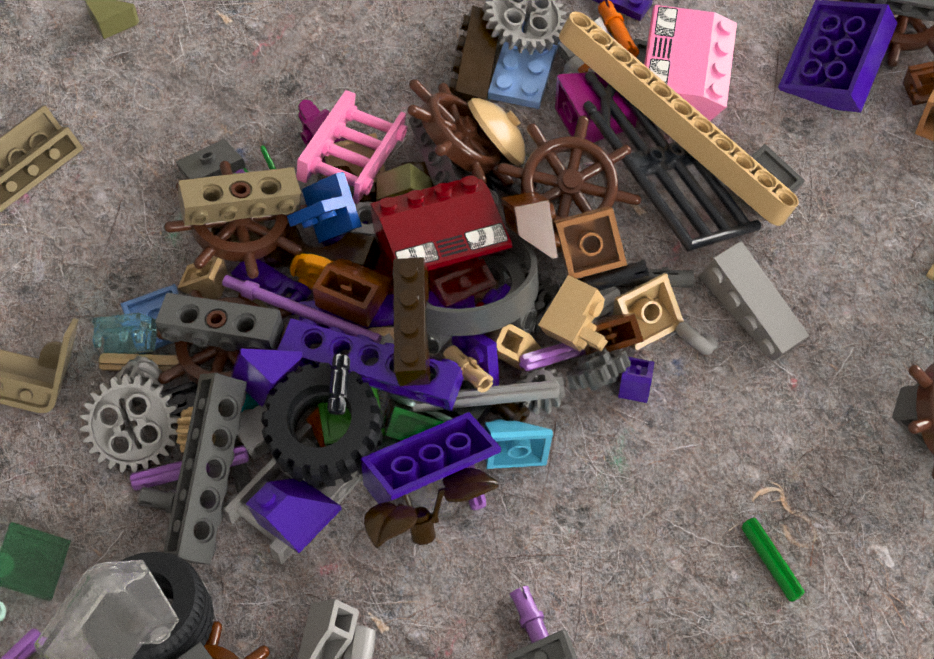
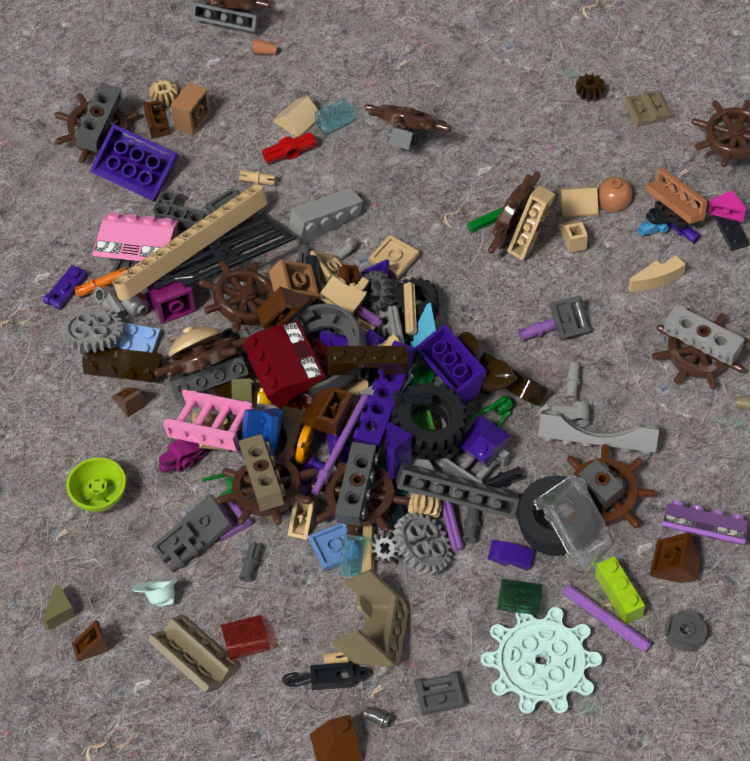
camera: 90 degrees left, 5 degrees down
(34, 215) = (245, 637): none -> clear red slope
(56, 55) = (90, 642): none -> reddish brown slope
(112, 543) = (514, 554): none -> dark purple slope
(116, 111) = (158, 592): none -> light aqua piece
(143, 218) = (250, 562): none -> dark grey axle
(186, 129) = (174, 541): none -> dark grey plate
(243, 549) = (503, 479): none -> black pin
(272, 34) = (96, 484): none -> lime piece
(377, 558) = (500, 406): none -> green plant
(415, 562) = (523, 386): none -> dark brown beam
(419, 67) = (129, 400): none -> reddish brown slope
(550, 409) = (410, 308): none -> tan axle
(586, 409) = (424, 292): none -> black tyre
(680, 405) = (397, 252): none -> tan plate
(740, 580) = (523, 217): none -> brick
(754, 99) = (167, 207): none -> dark grey beam
(830, 214) = (257, 177): none -> tan pin
(895, 256) = (289, 147): none -> red piece

